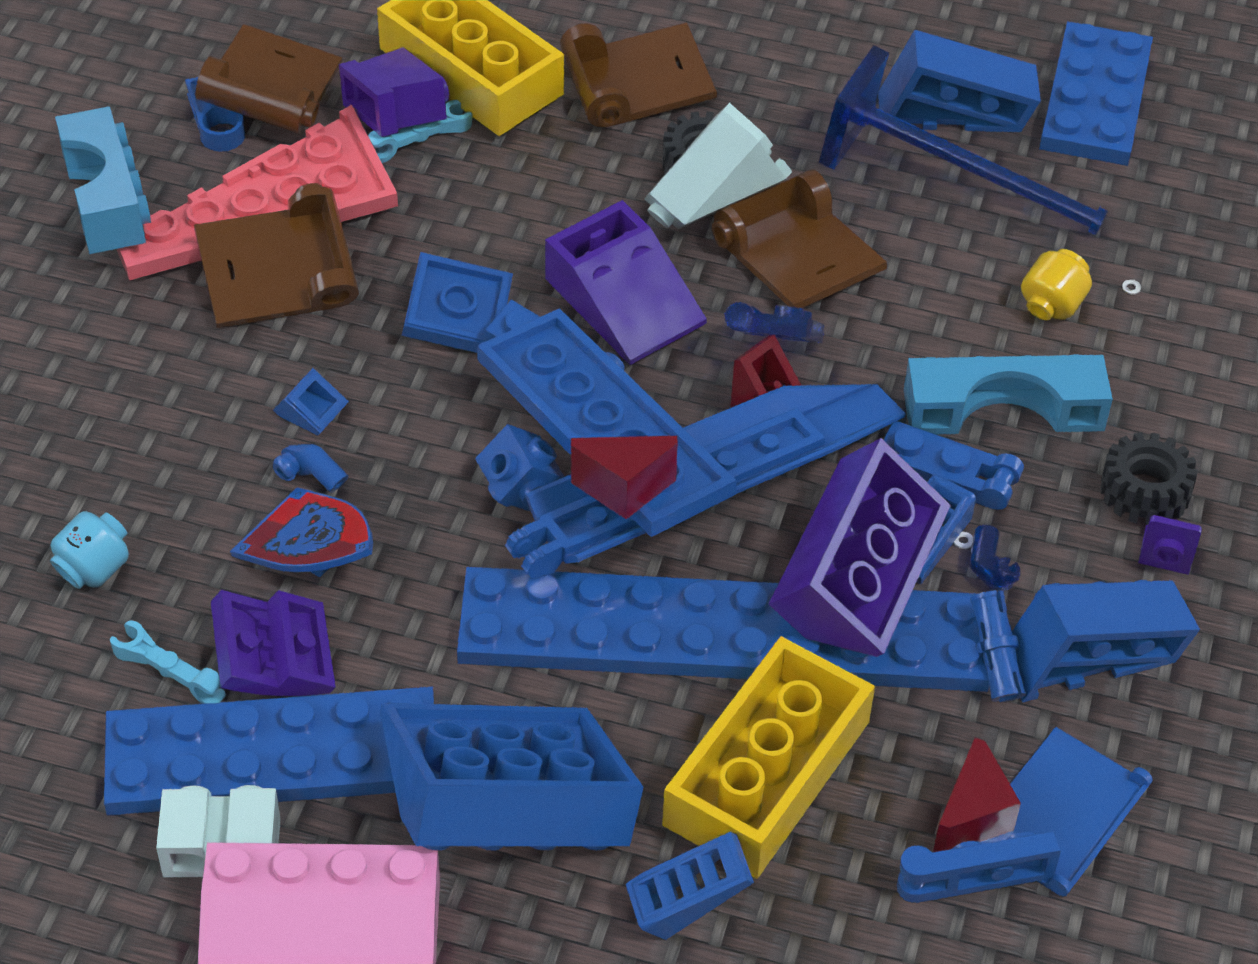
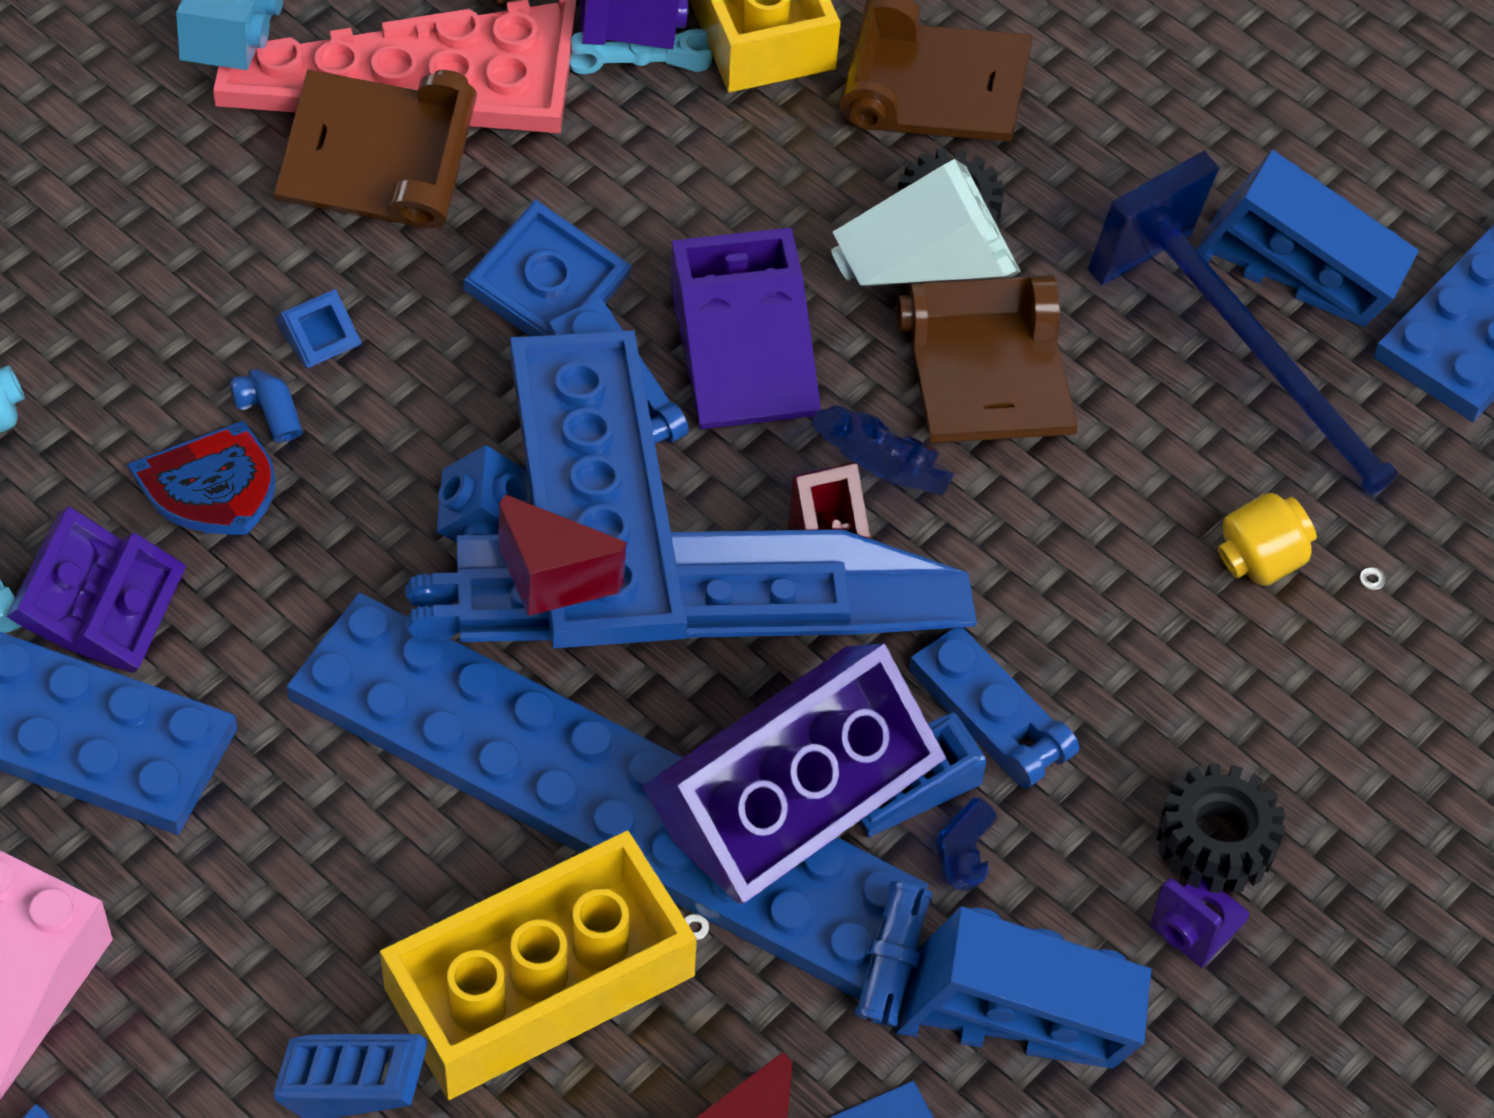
camera: 25 degrees right, 5 degrees up
(508, 777) = (232, 855): blue slope -> none
(964, 545) = (949, 812): white piece -> none
(1063, 389) = (1047, 617): dark azure arch -> none

